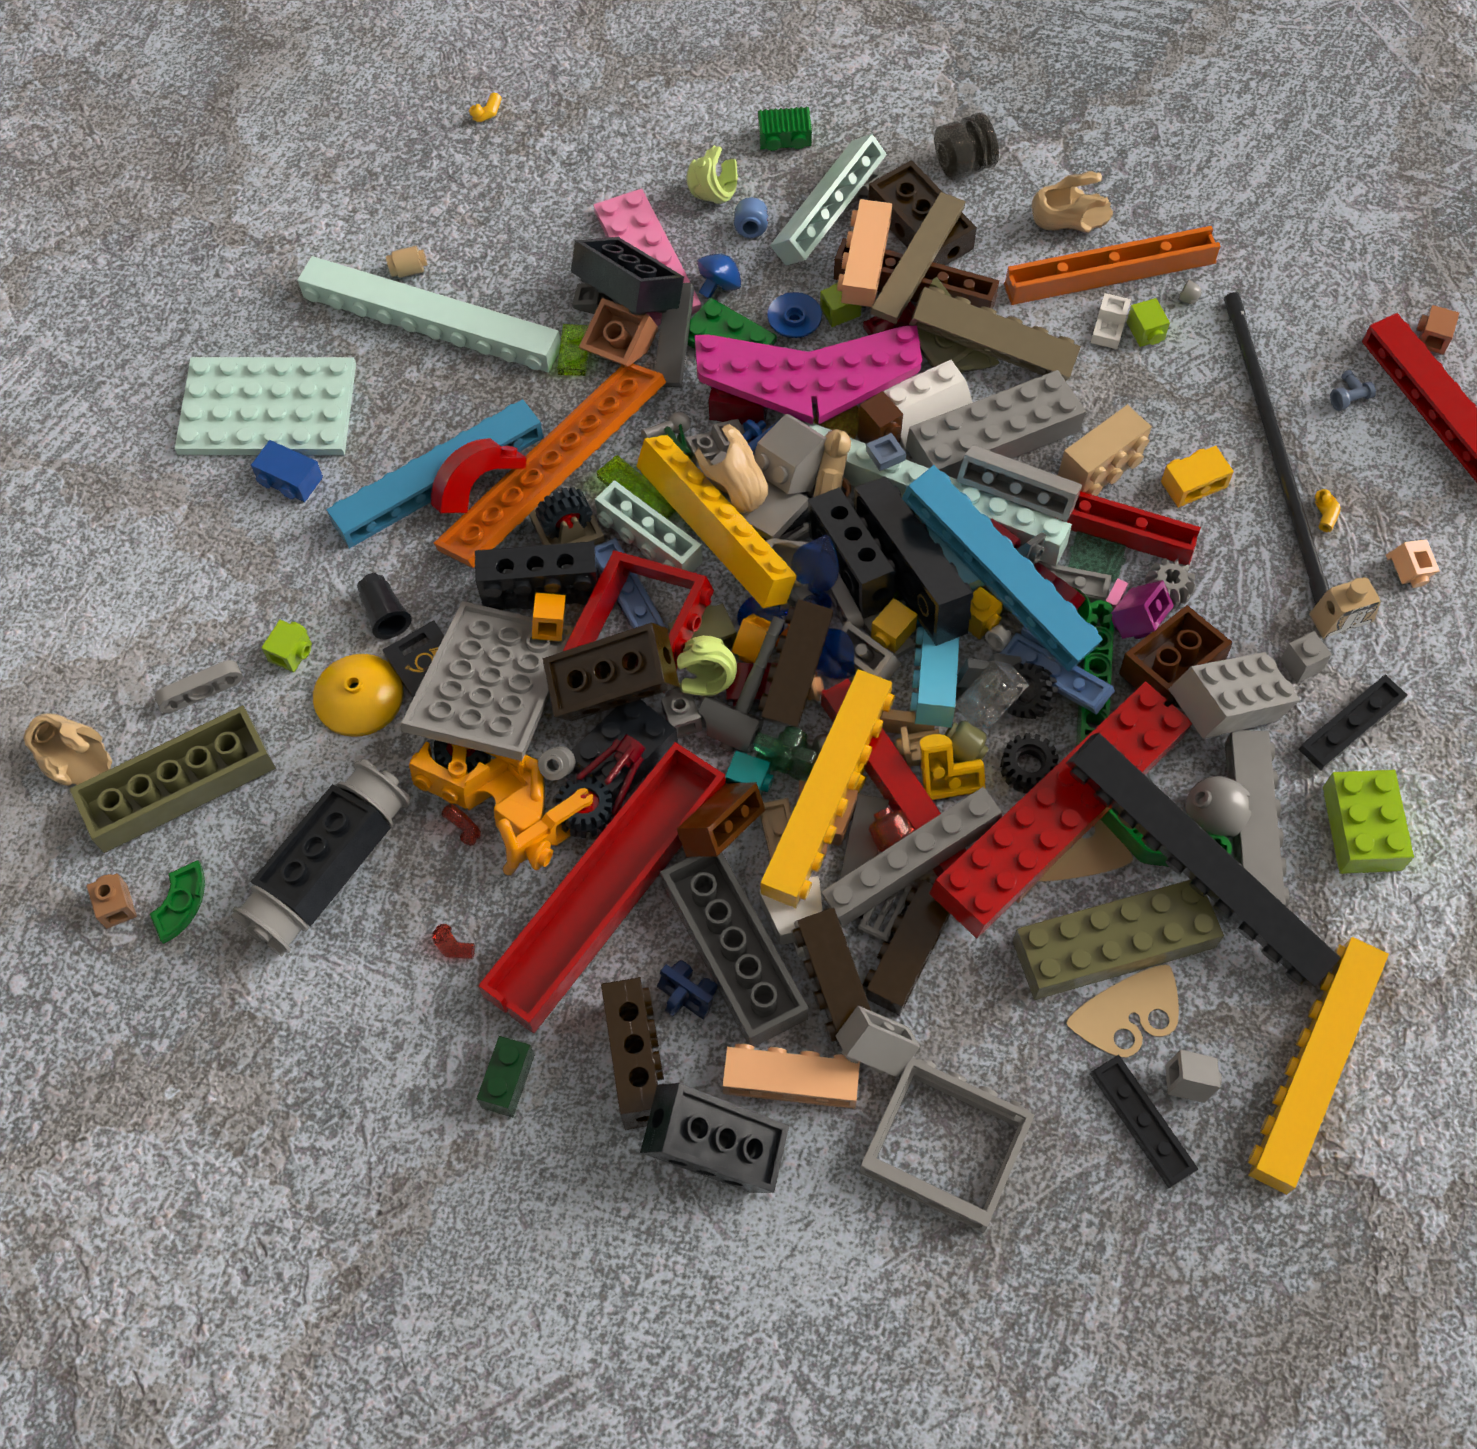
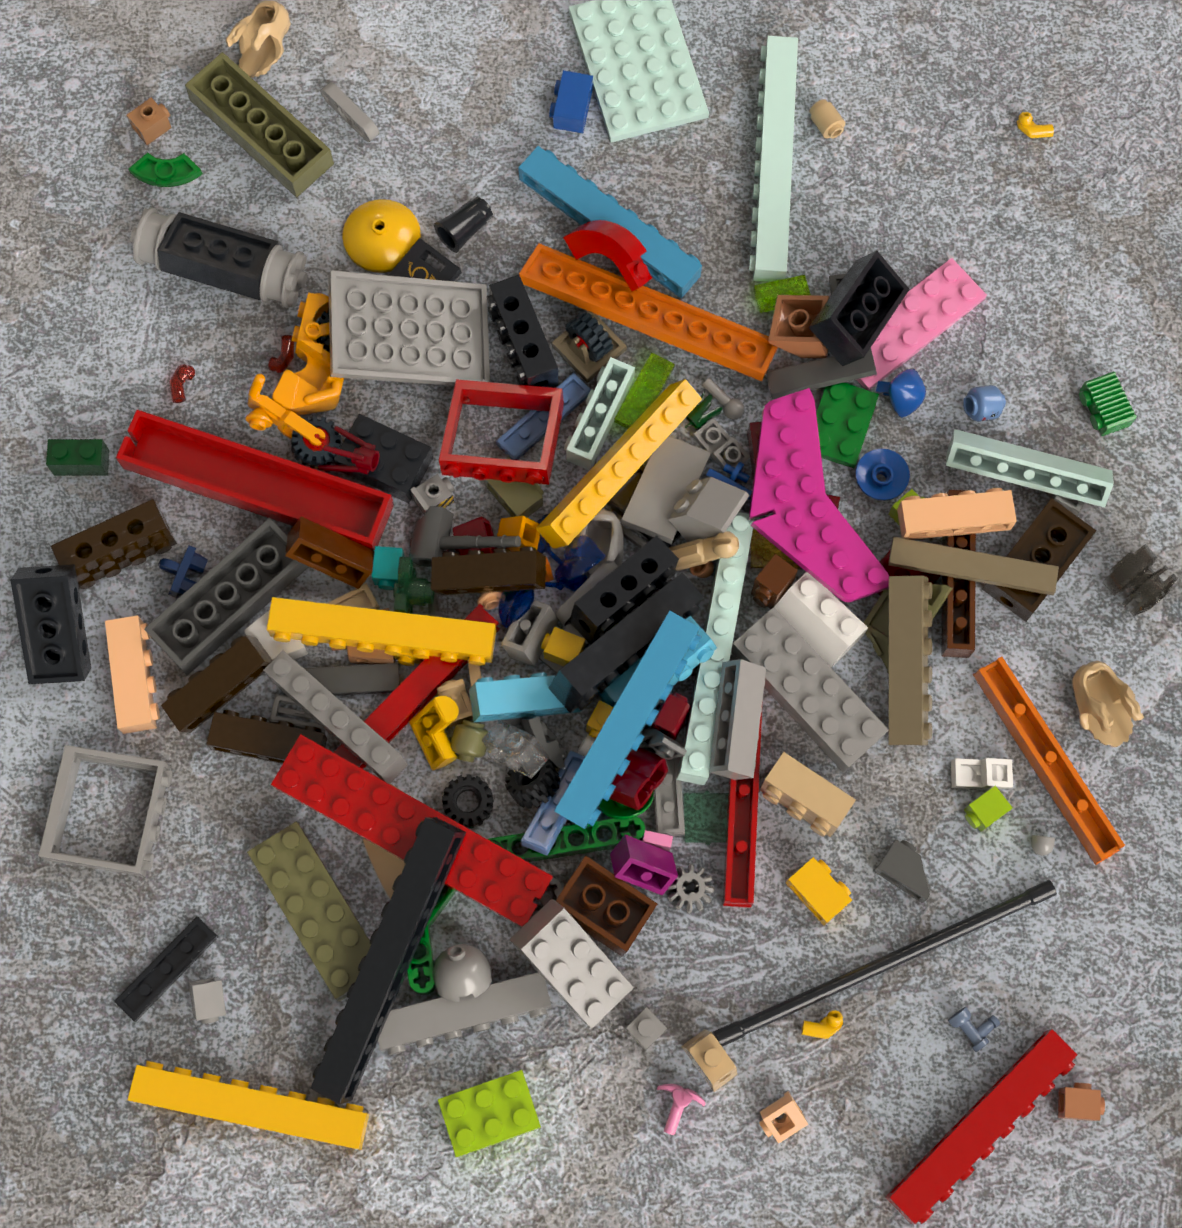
camera: 70 degrees right, 10 degrees up
(287, 645) = (406, 164): lime brick -> none
(548, 617) = (485, 357): light orange brick -> none
(564, 758) = (340, 405): light grey brick -> none
(611, 672) = (422, 392): dark brown brick -> none
(705, 183) = (1010, 354): yellowish green helmet -> none
(710, 662) = (468, 497): yellowish green helmet -> none
(737, 473) = (671, 467): tan hair -> none
(877, 1042) = (166, 730): light grey brick -> none
(885, 452) = (730, 590): sand blue plate -> none
(889, 828) = (363, 696): clear red head -> none
(1110, 1010) = (278, 941): tan piece -> none
(1191, 402) = (904, 870): none -> dark grey slope
(1353, 722) = (592, 1086): black plate -> none
(1379, 643) = (681, 1098): none -> bright pink plant

